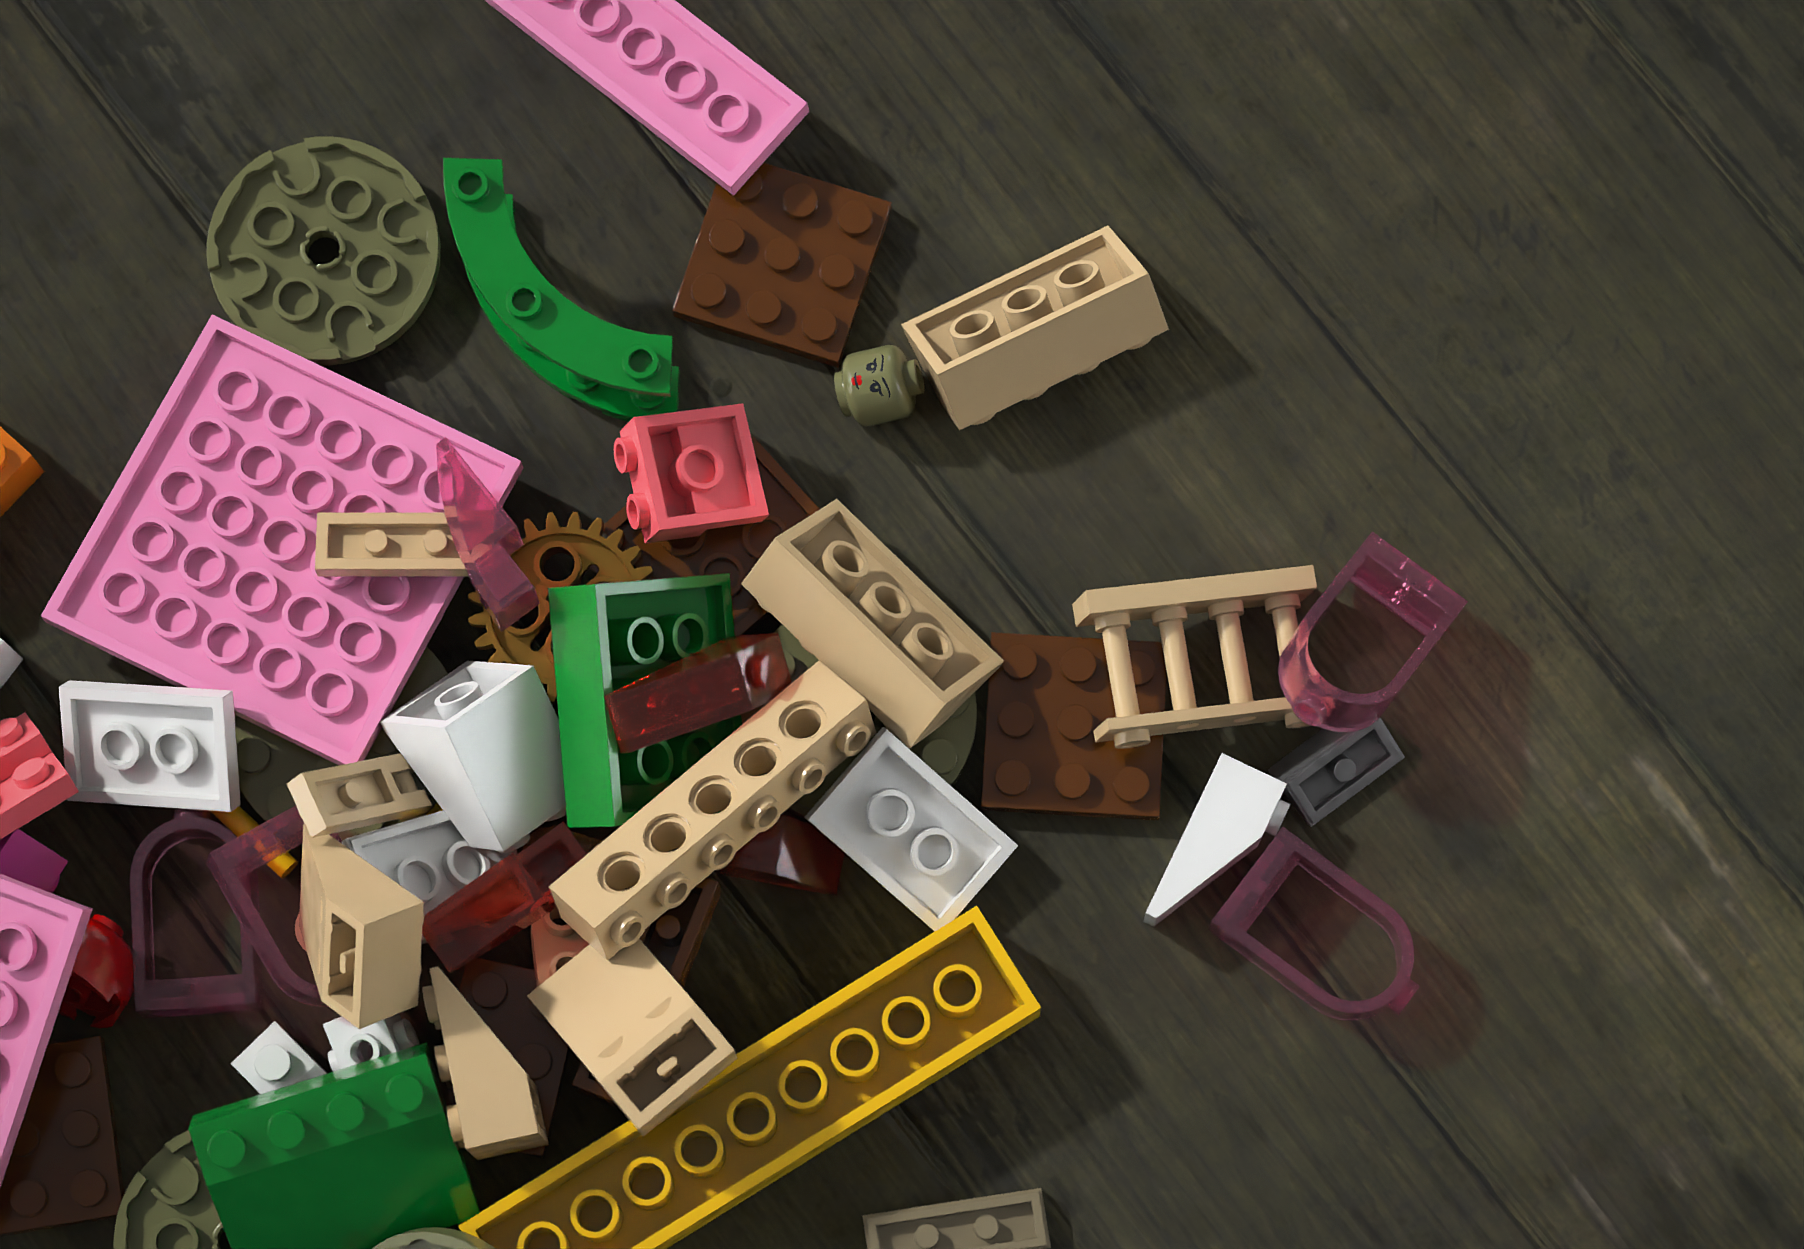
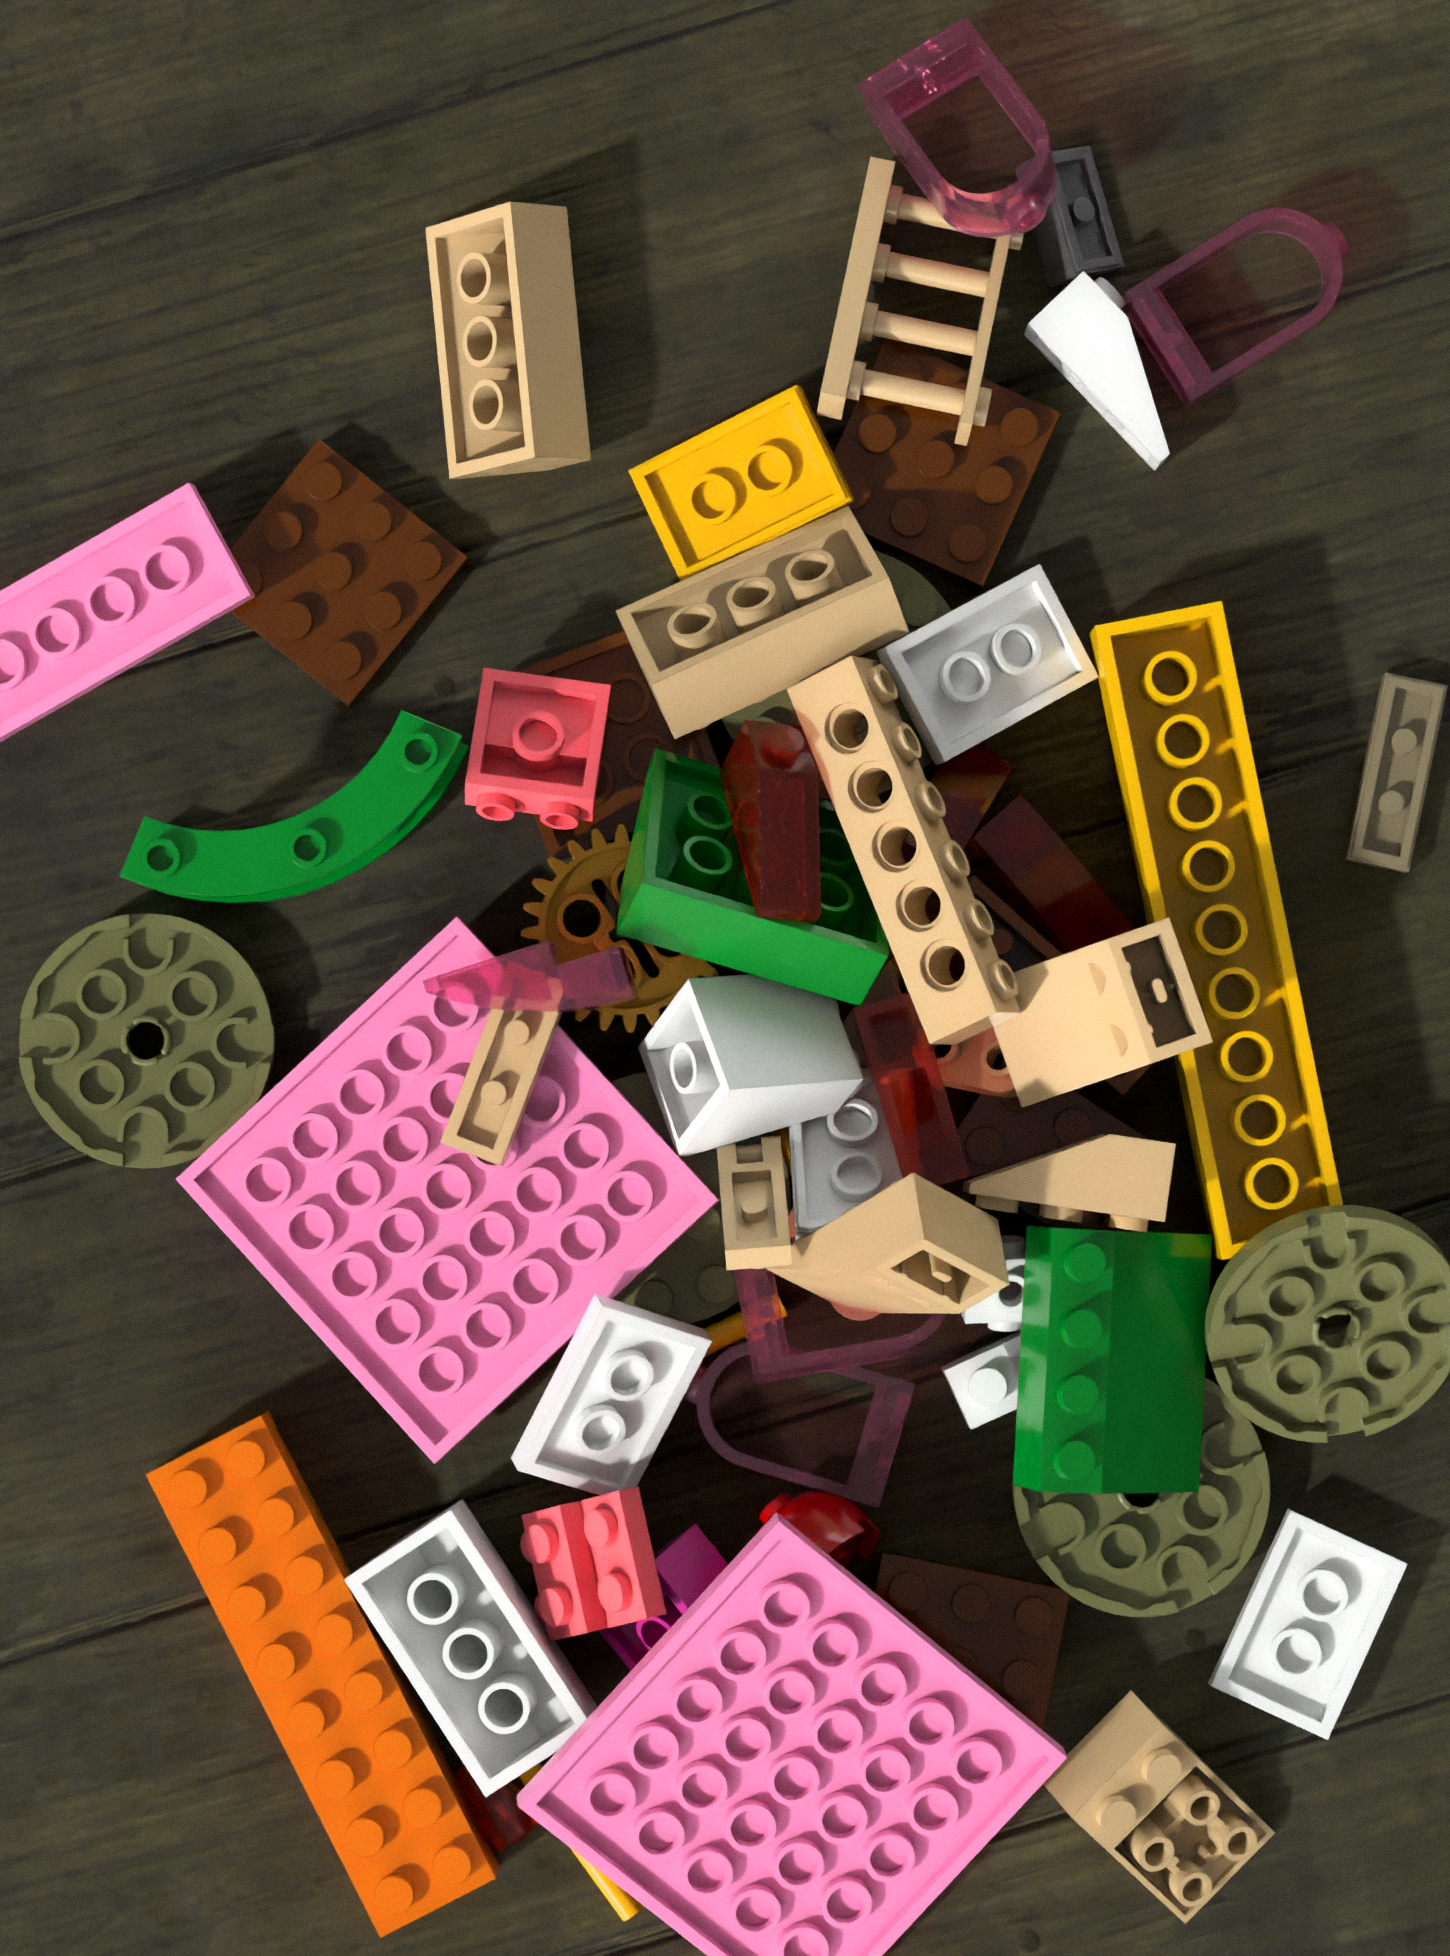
camera: 70 degrees left, 10 degrees up
(747, 954) = (1048, 877): none -> clear red slope
(878, 385) = (510, 524): olive head -> none
(990, 566) = (741, 483): none -> yellow tile

